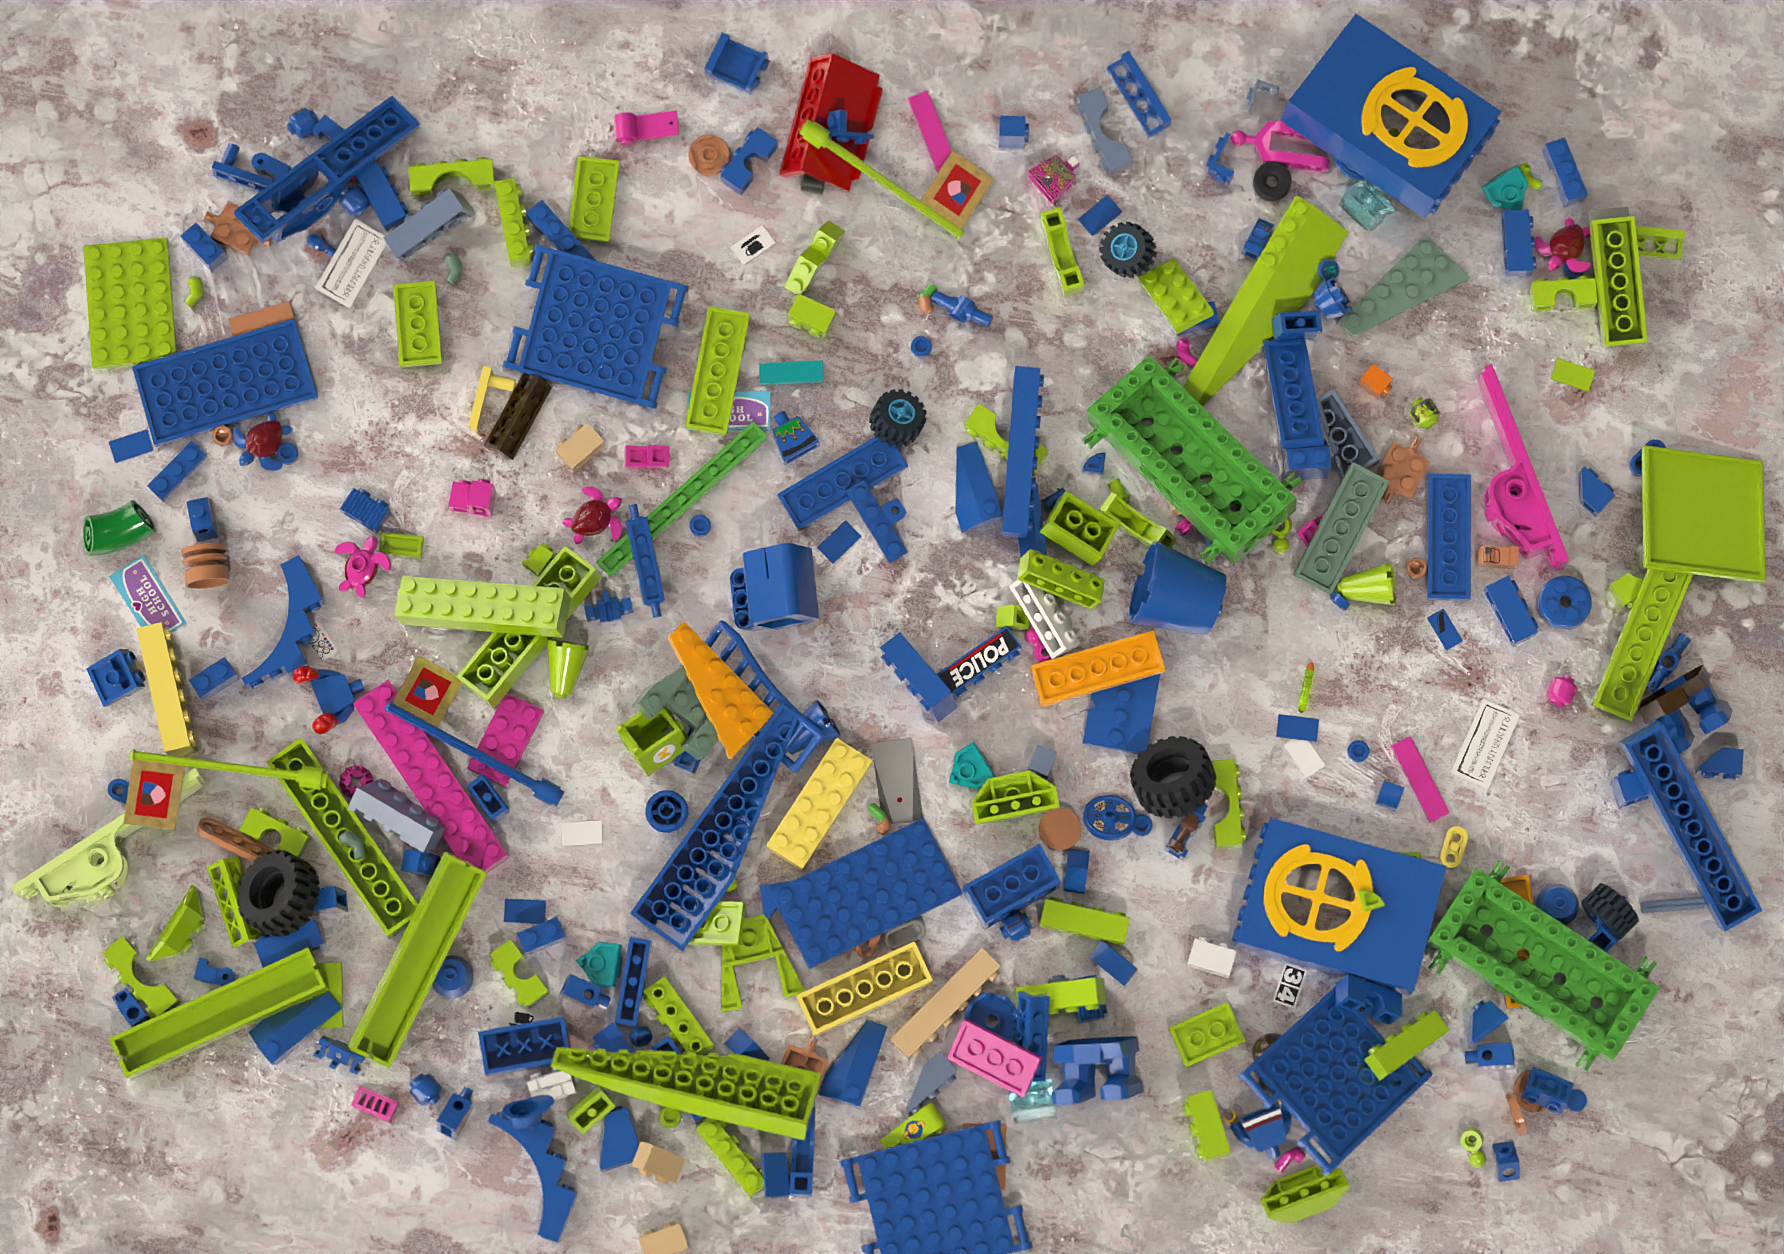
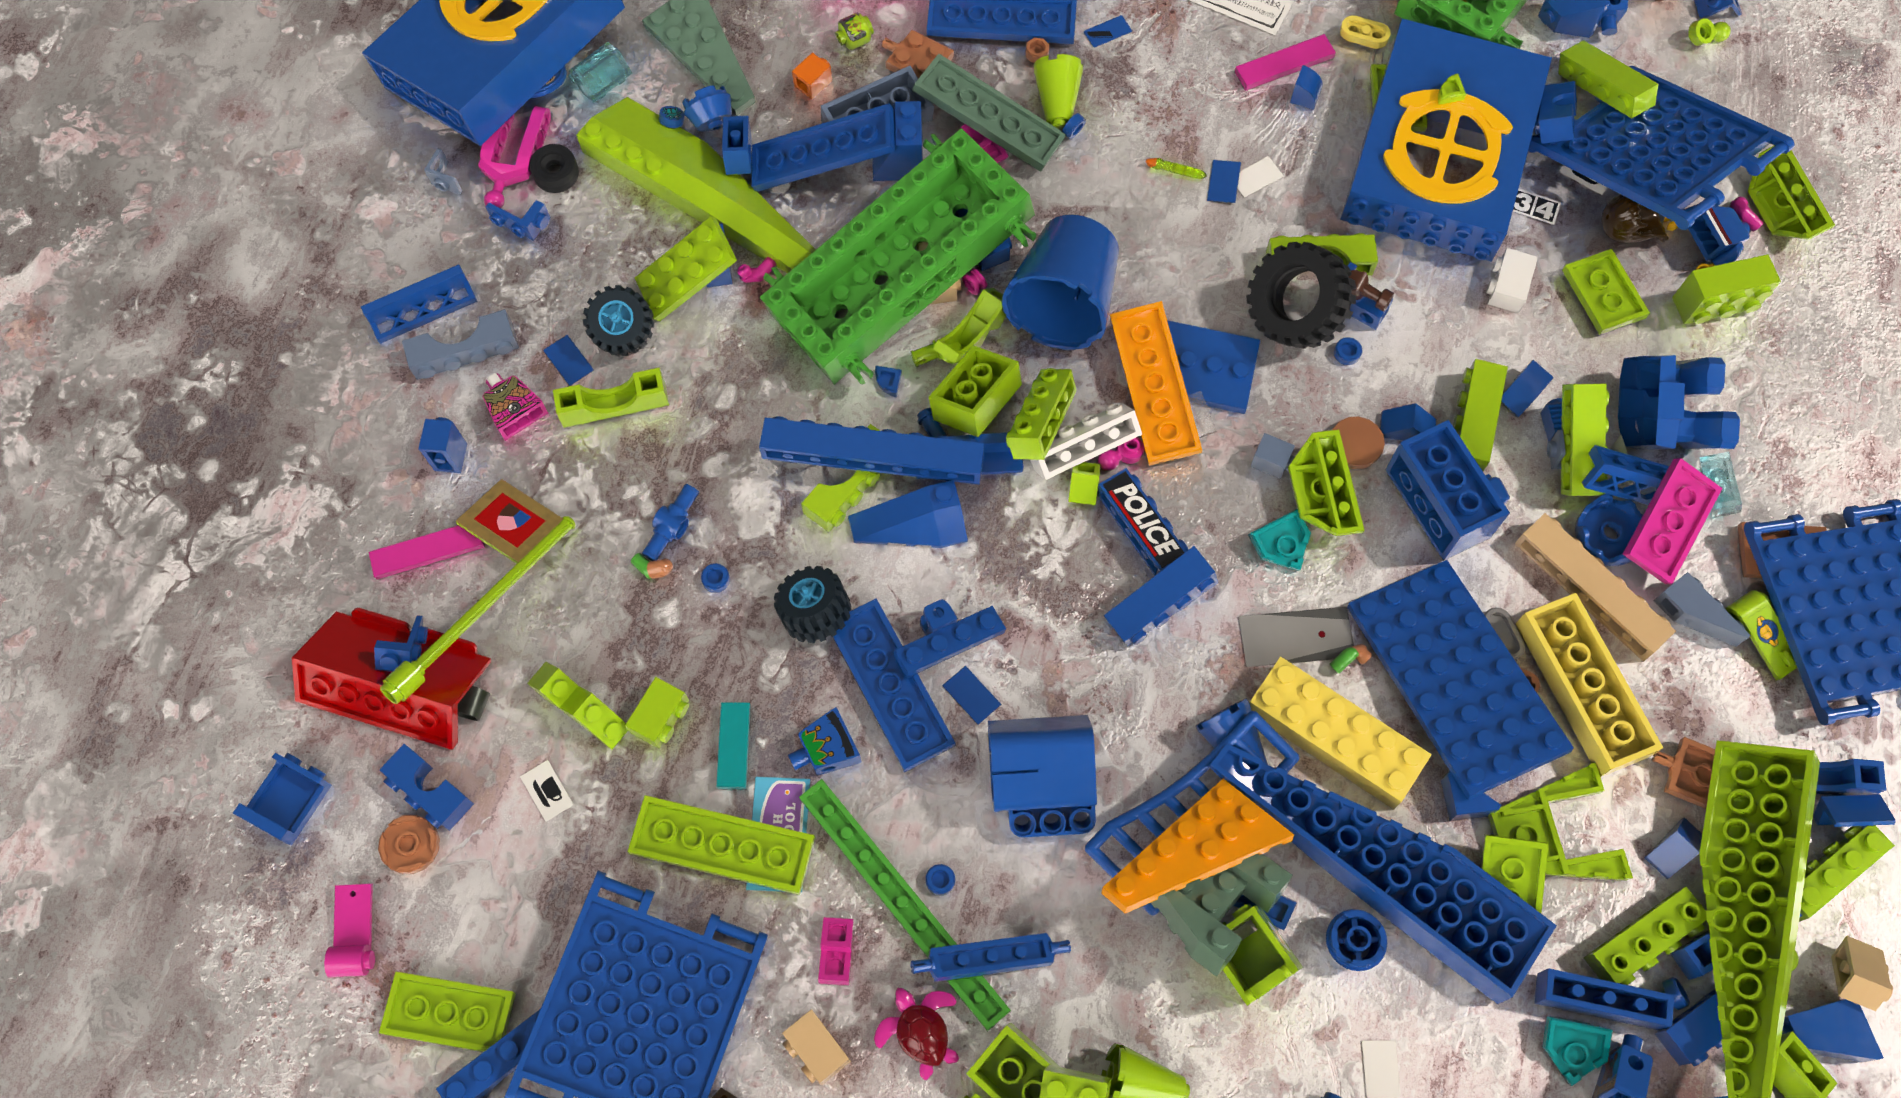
camera: 85 degrees left, 10 degrees down
(608, 609) = (1056, 1015): blue piece -> none
(852, 1071) = (1692, 705): blue wedge -> none
(1109, 817) = (1344, 380): blue shield -> none
(1257, 239) = (624, 186): blue leg -> none
(1358, 751) = (1252, 121): blue tile -> none

